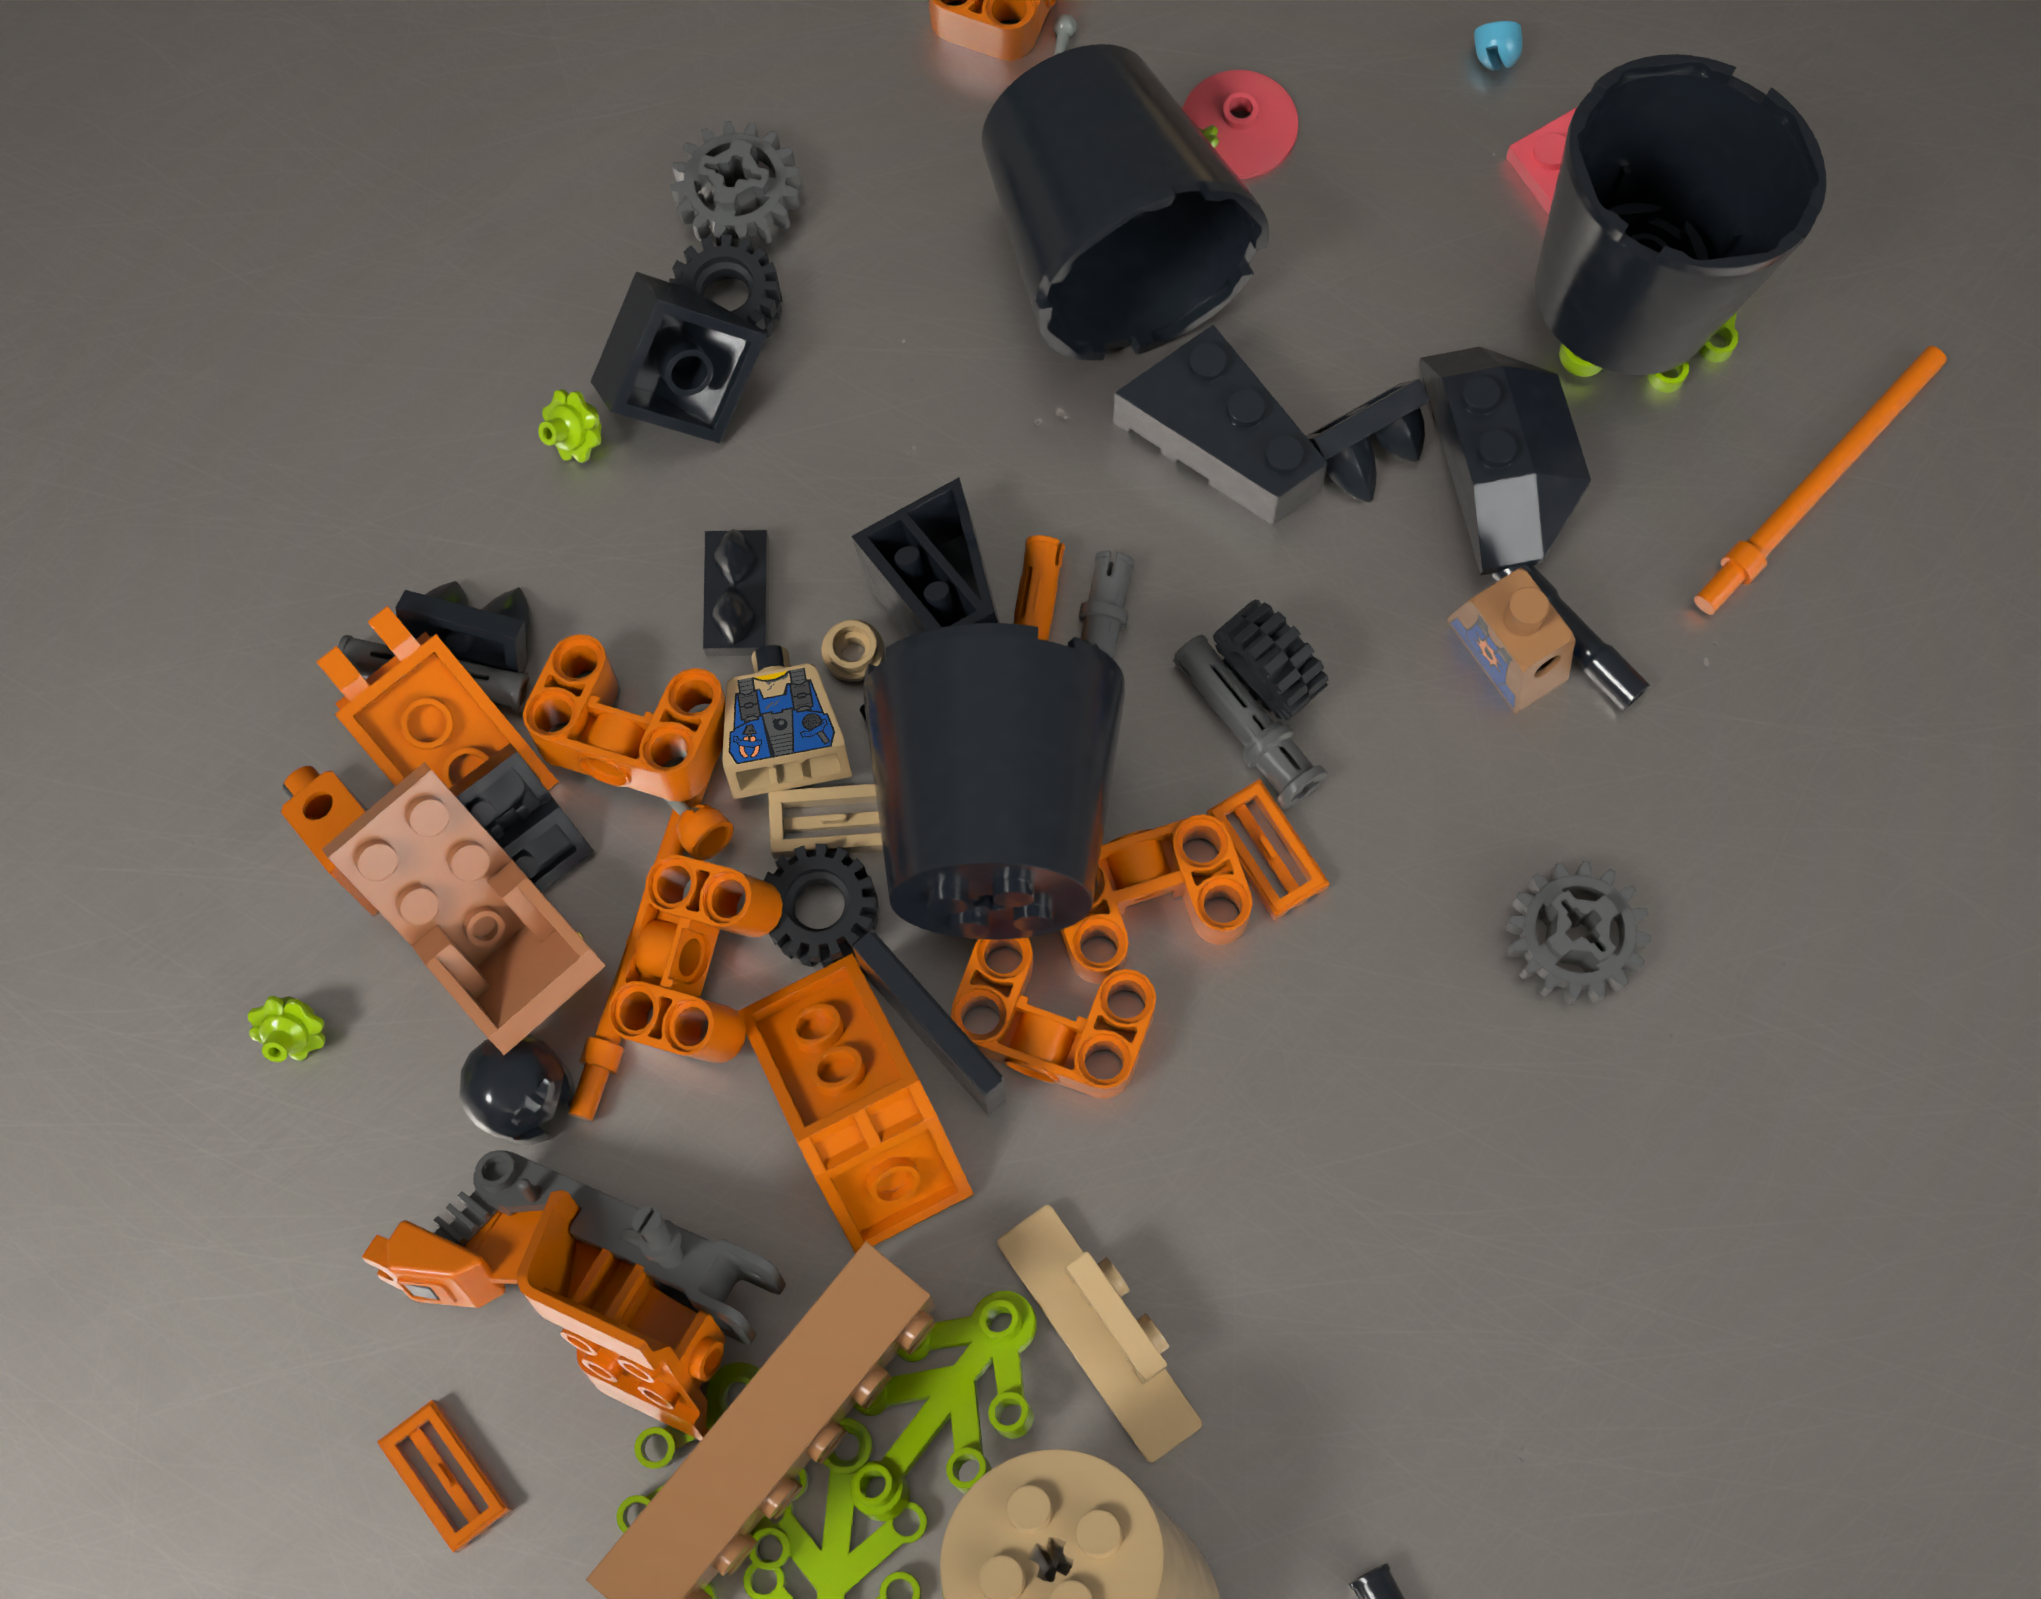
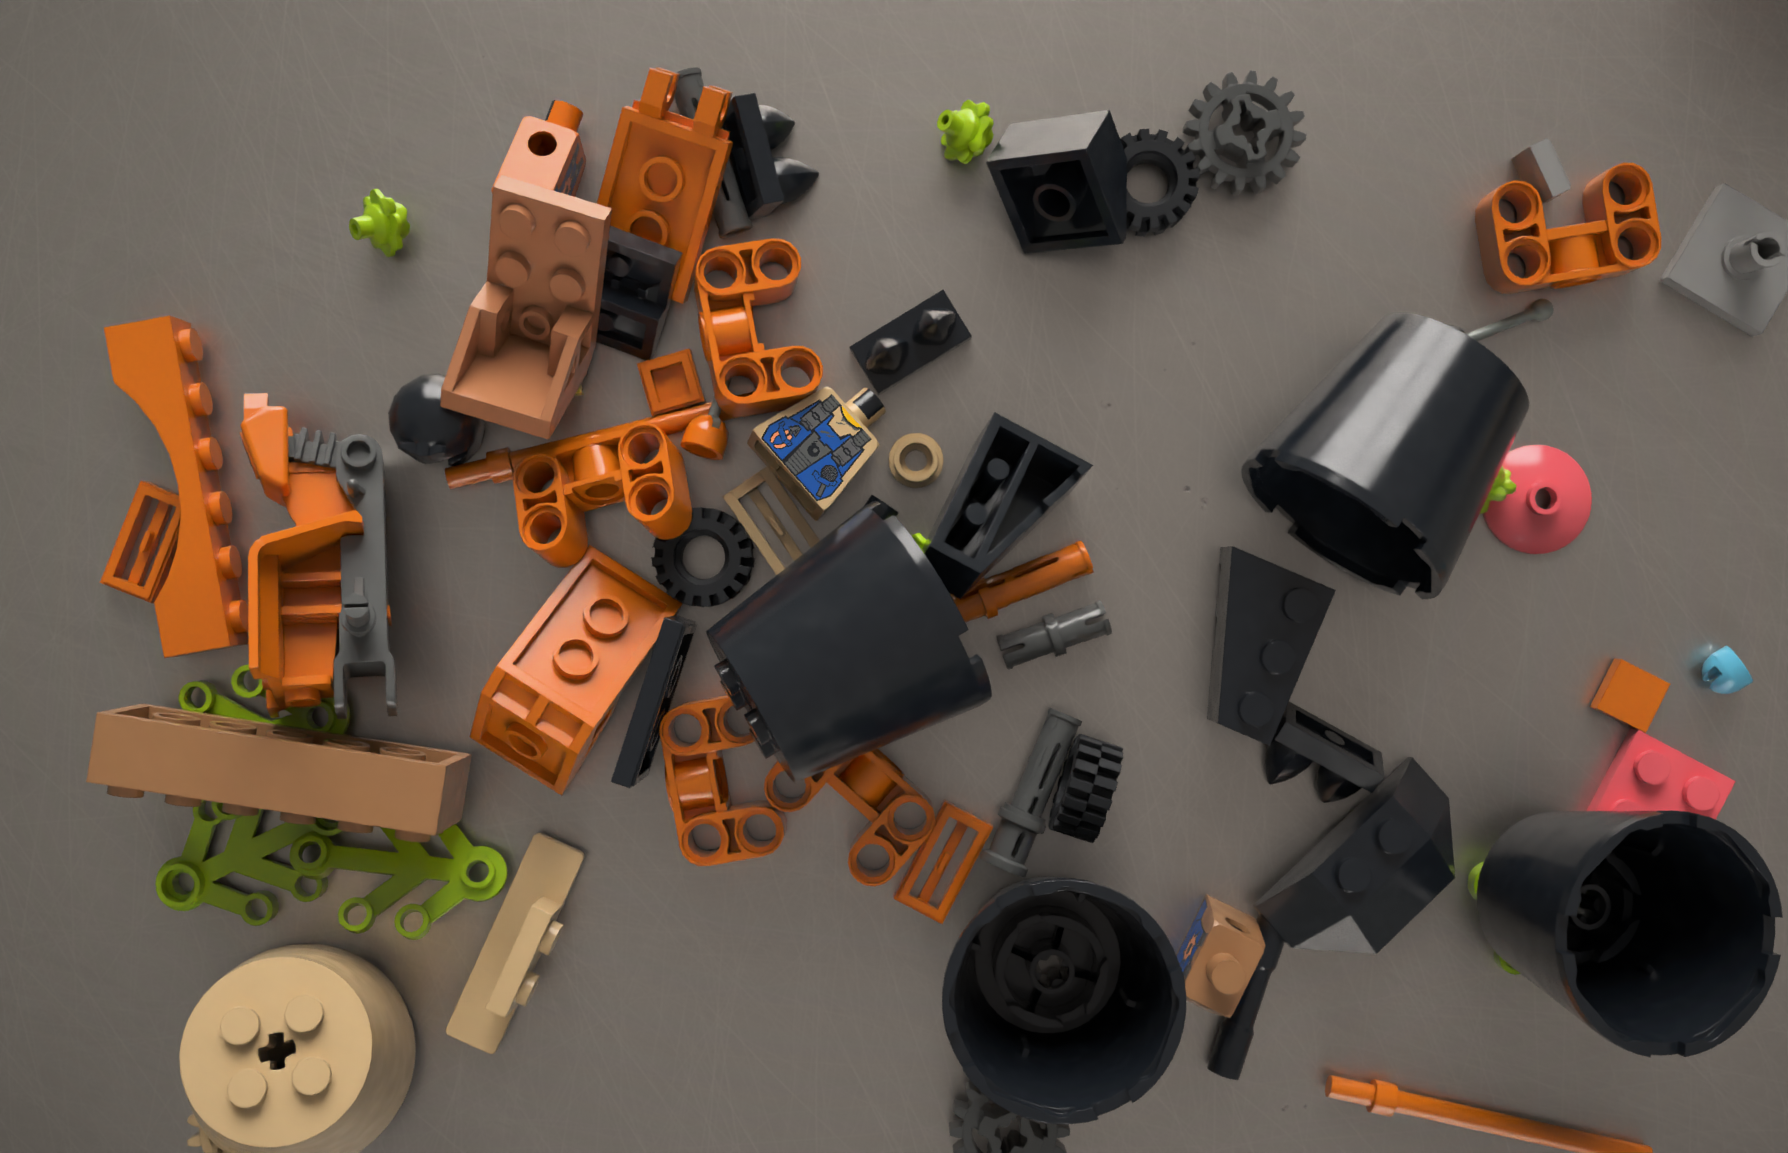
camera: 50 degrees right, 15 degrees up
(536, 1449) = (201, 597): none -> orange arch
(627, 840) = (671, 382): none -> orange tile
(1460, 710) = (1082, 1033): none -> black cone
(1472, 138) = (1630, 695): none -> orange tile

